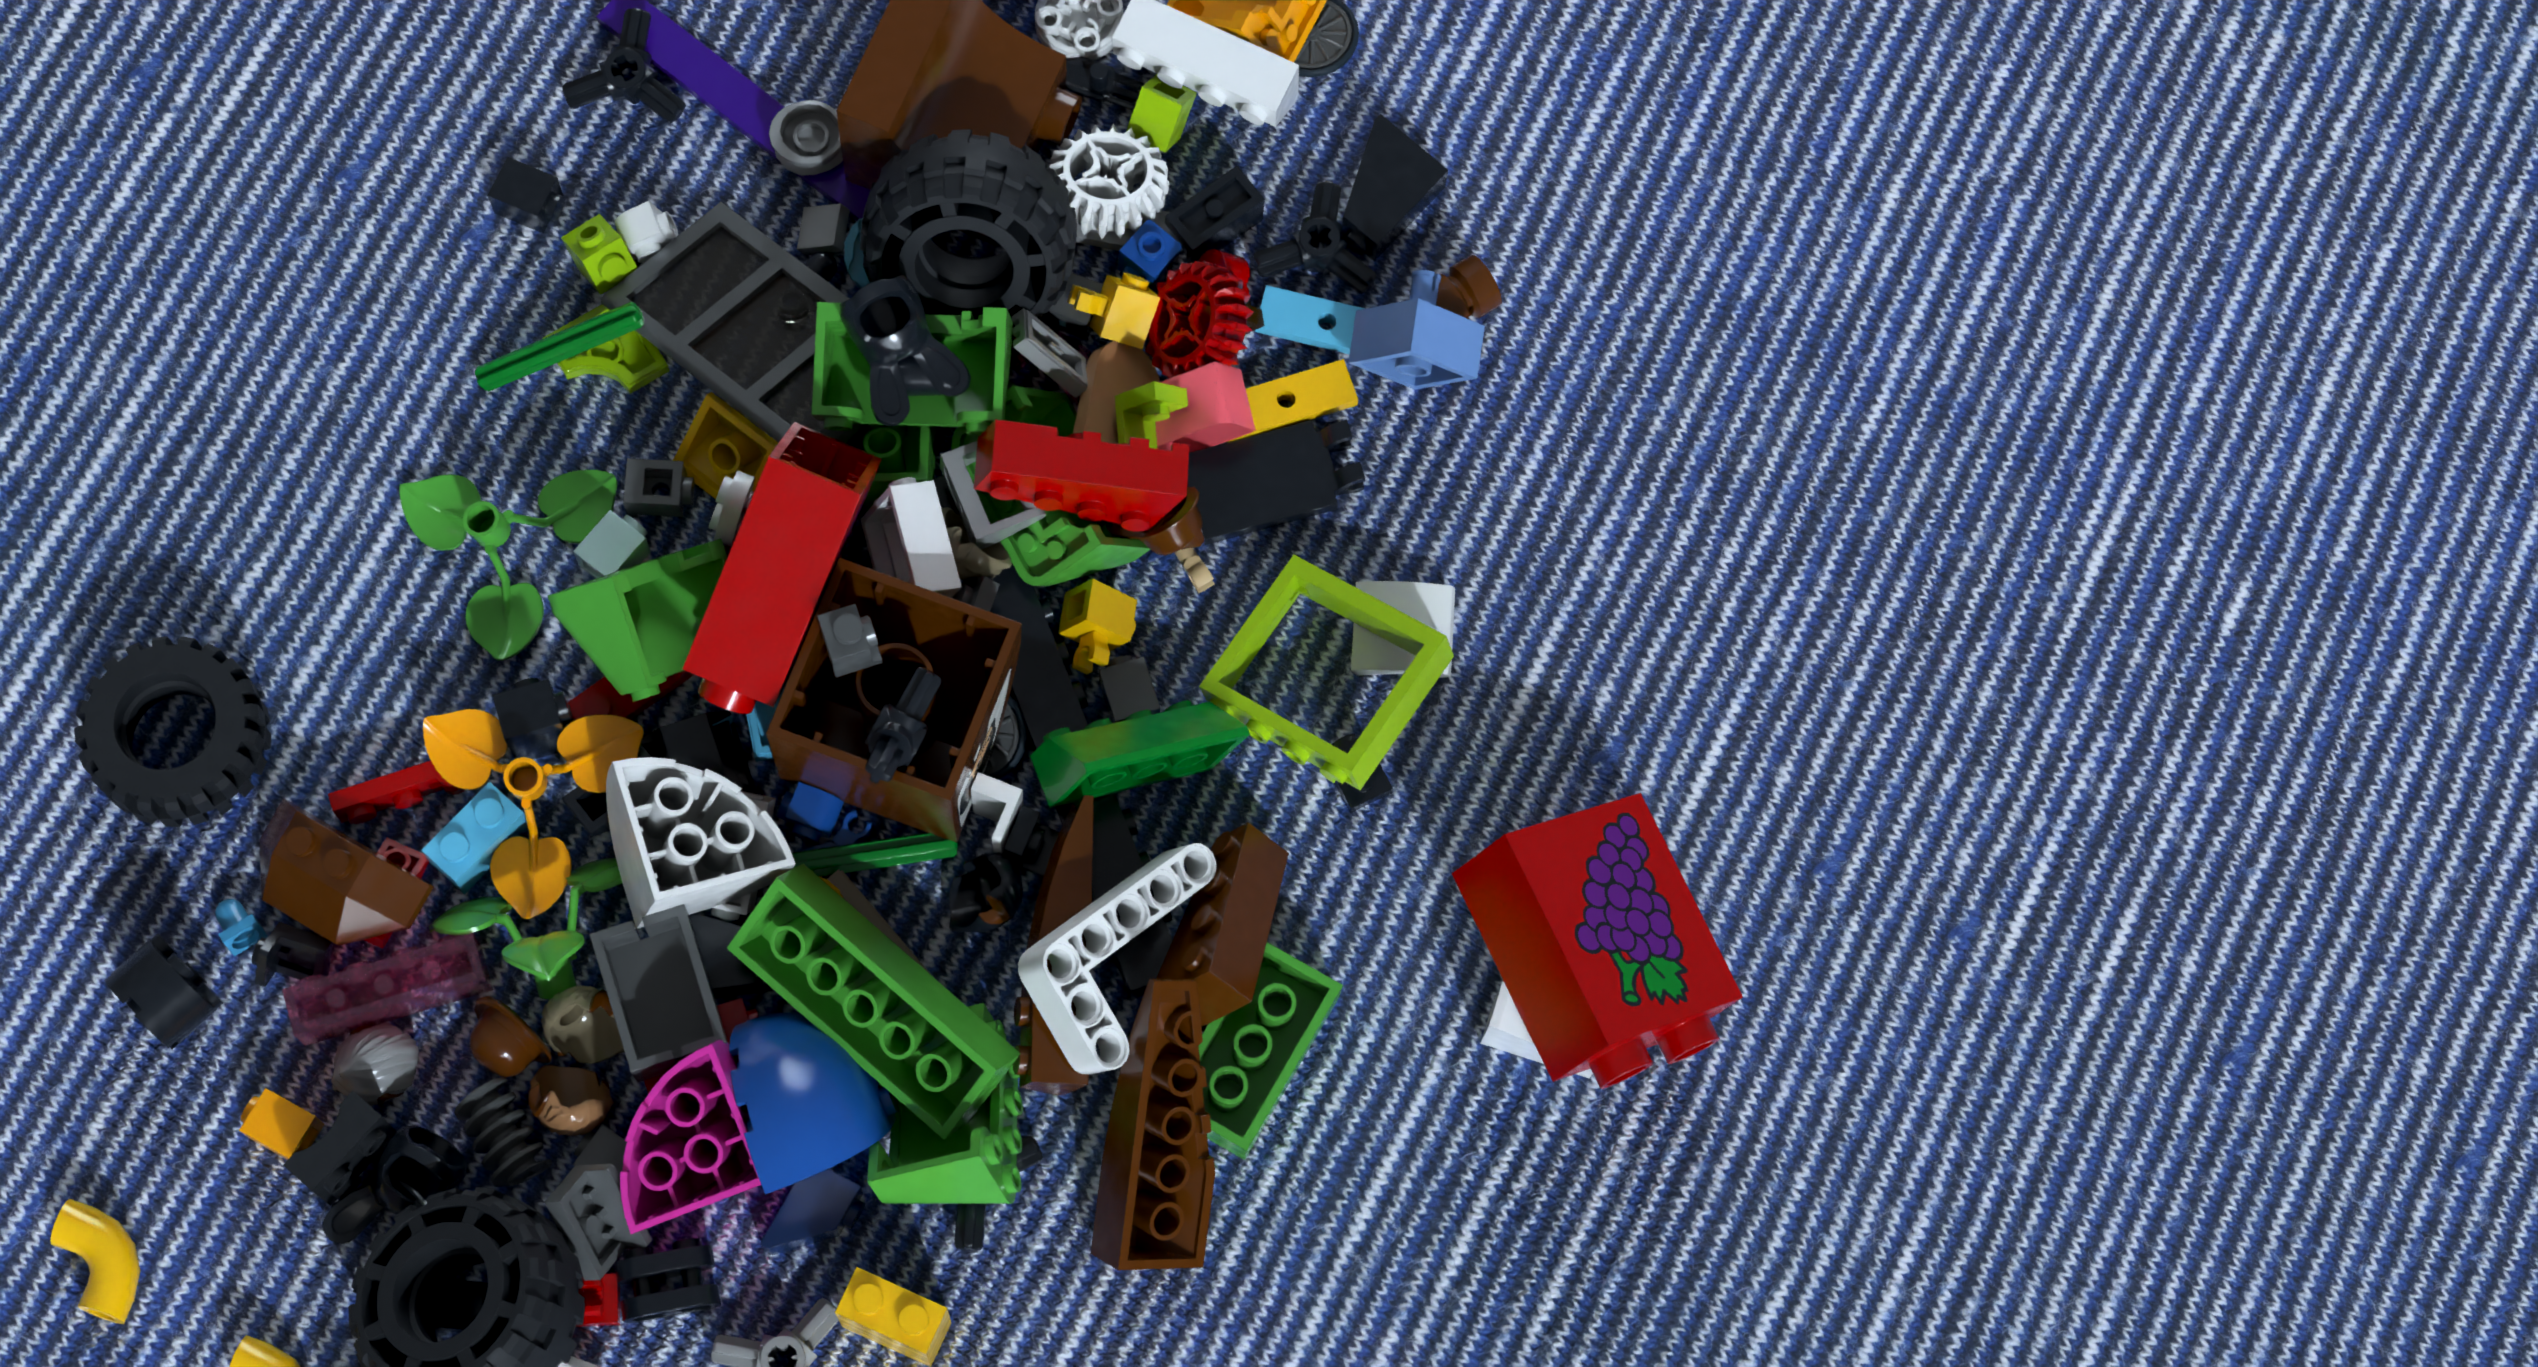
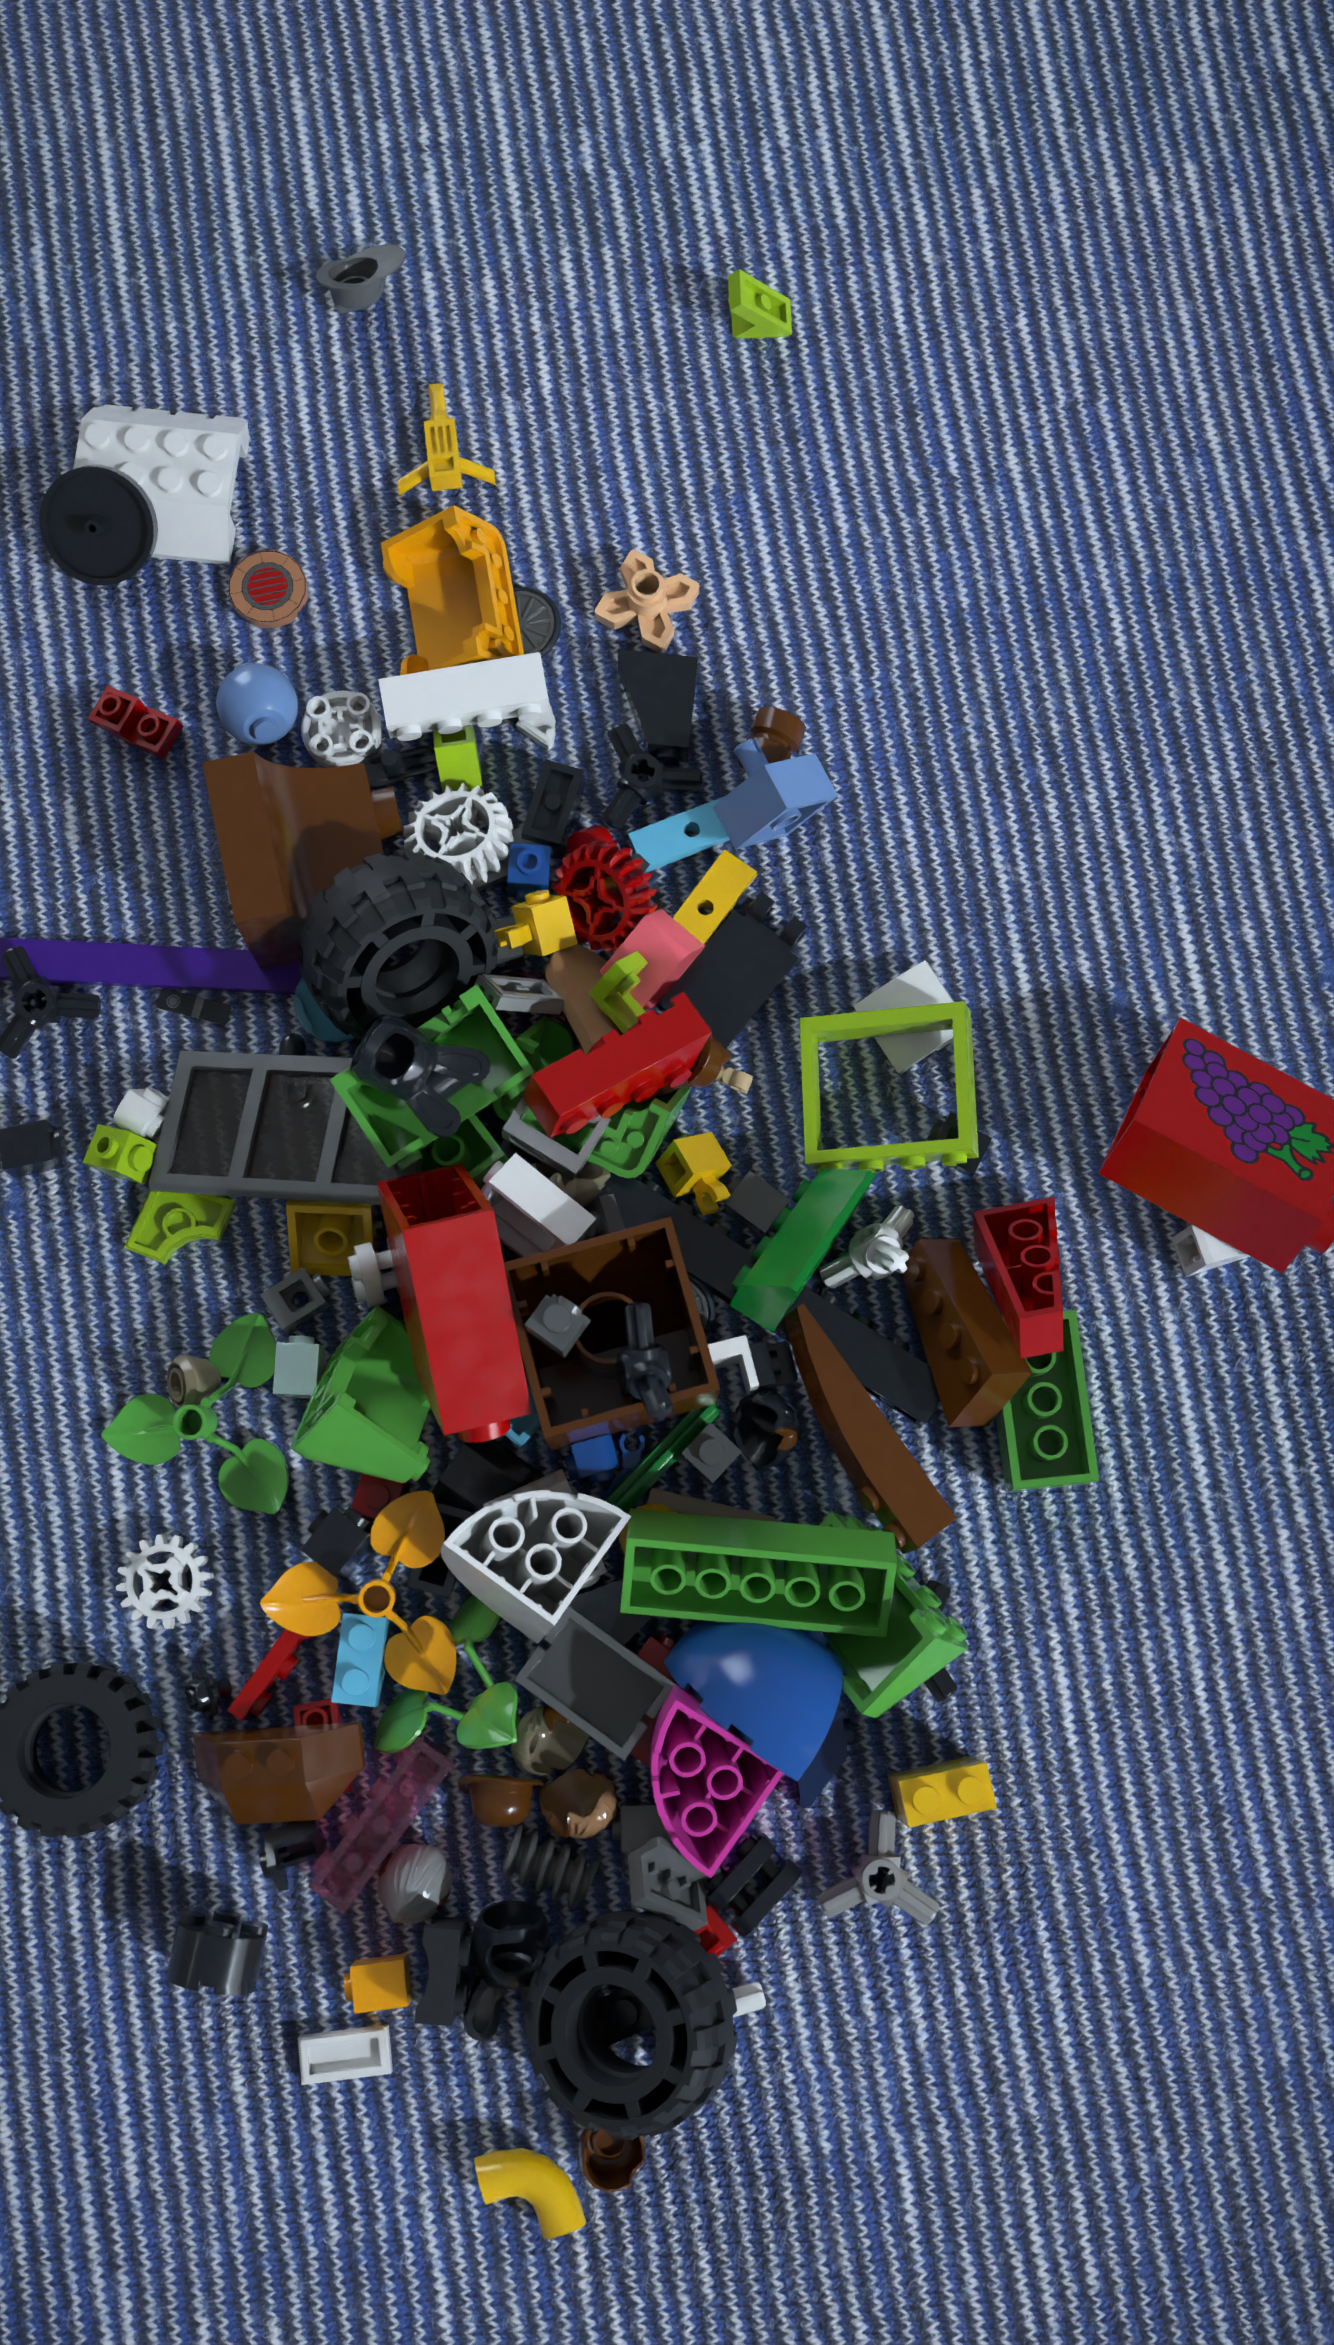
camera: 30 degrees left, 5 degrees up
(109, 1257) = (324, 2176): yellow cylinder -> none
(205, 1168) = (345, 2054): none -> white tile
(238, 927) = (231, 1855): dark azure piece -> none
(321, 769) = (204, 1693): none -> black plant
(376, 647) = (151, 1596): none -> white gear
(514, 490) = (191, 1380): none -> dark tan cone
(559, 346) = (144, 1245): green axle -> none
(763, 172) = (193, 1006): none -> black sticker
(806, 137) = (212, 956): light grey piece -> none
(823, 229) = (272, 1018): light grey tile -> none
(918, 882) = (710, 1453): none -> dark grey brick
(1104, 935) = (884, 1410): white beam -> none
(1156, 1150) = (1034, 1525): reddish brown wedge -> none
(1203, 807) = (872, 1251): none -> white bush
(1262, 138) = (540, 729): none -> white tile
(1324, 917) = (1022, 1268): none -> red wedge
(1444, 90) = (647, 601): none -> light nougat plant

